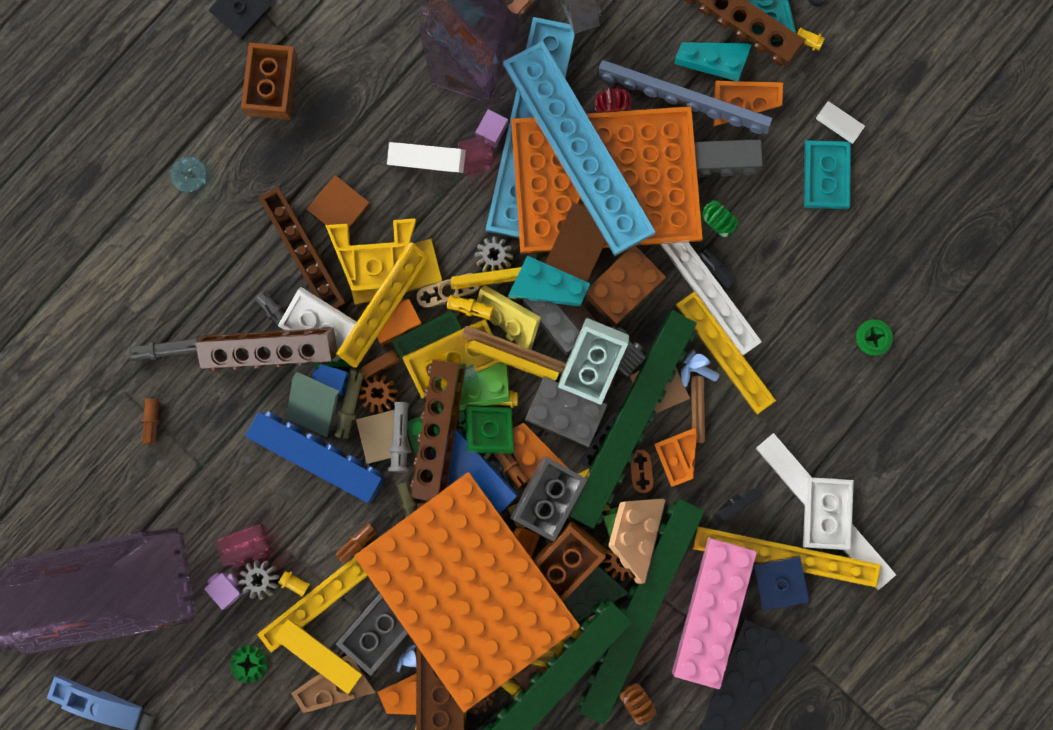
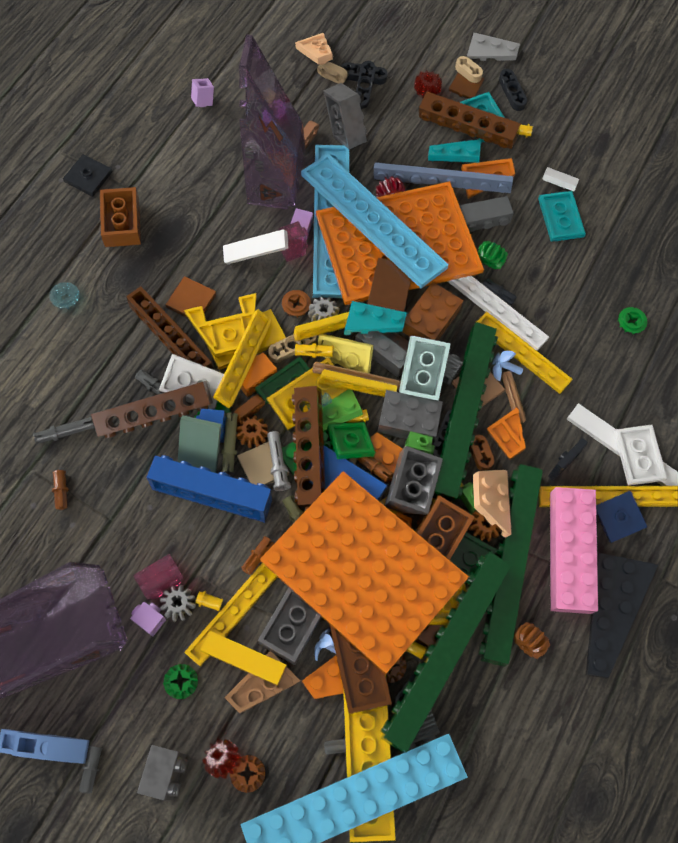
camera: 20 degrees left, 15 degrees down
(463, 226) = (294, 296): none -> dark orange gear
(567, 452) = (420, 442): none -> bright green brick

